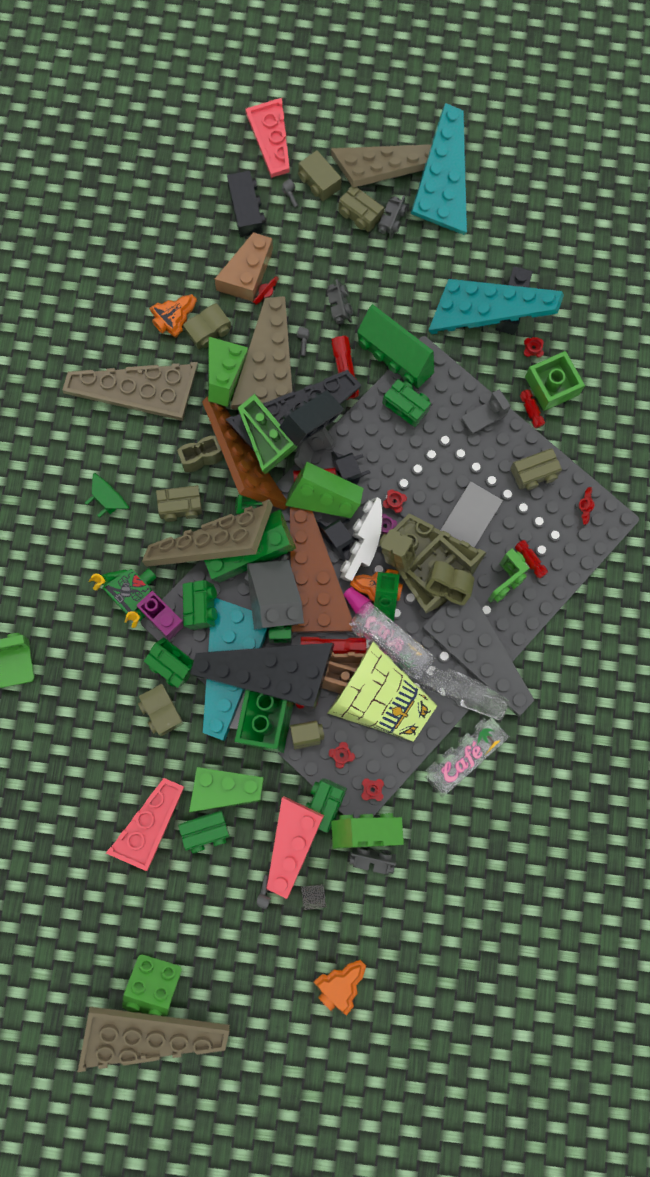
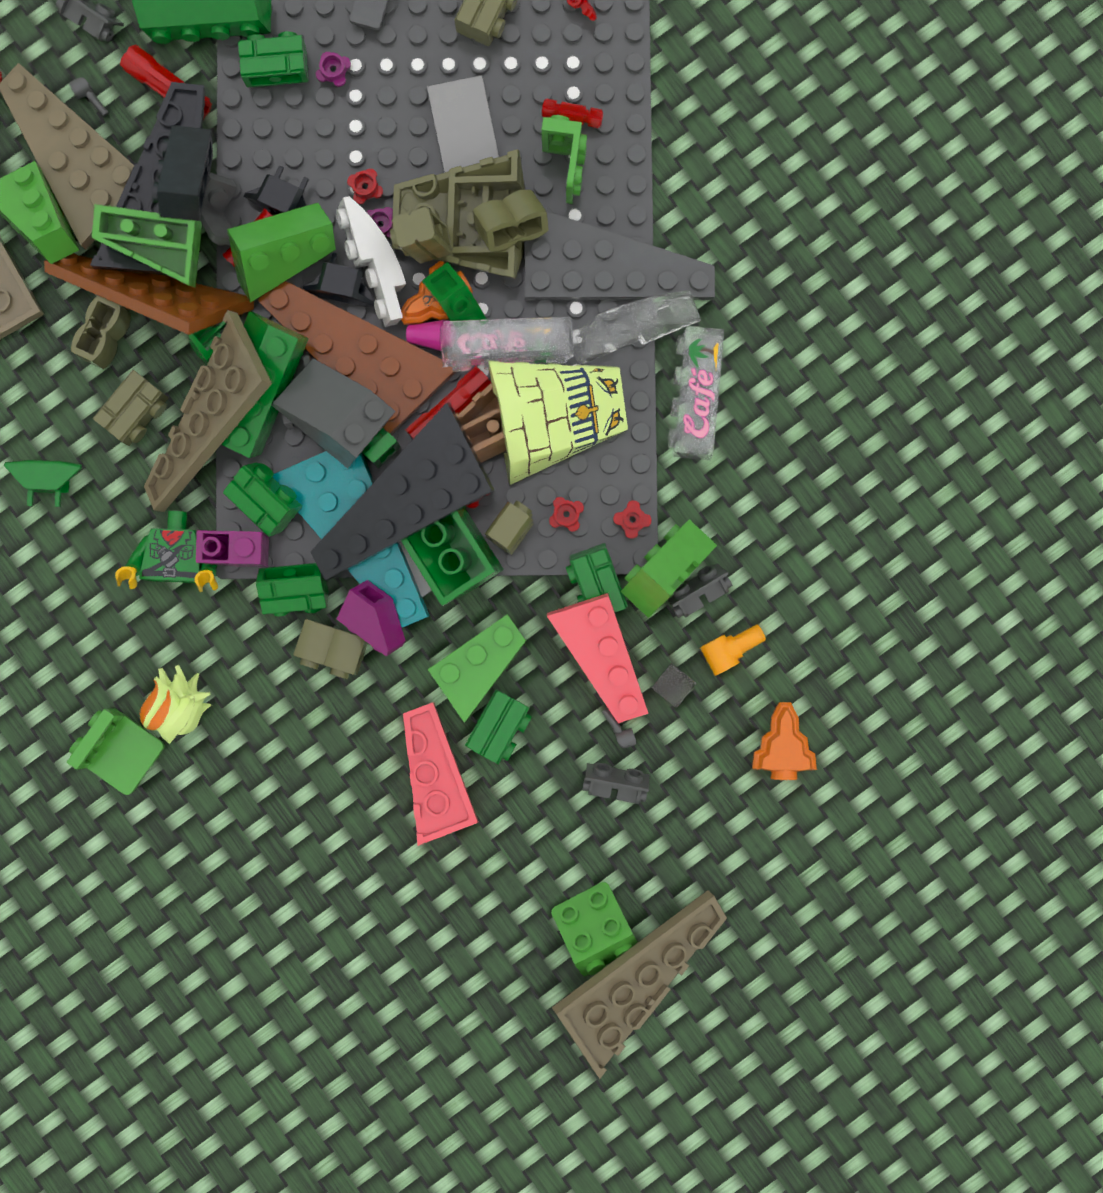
camera: 35 degrees left, 10 degrees up
(57, 665) = (173, 706): none -> yellowish green hair
(195, 715) = (372, 617): none -> magenta slope
(232, 910) = (631, 783): none -> dark grey hinge
(356, 906) = (725, 651): none -> light orange pin
(432, 426) = (330, 60): none -> magenta plate

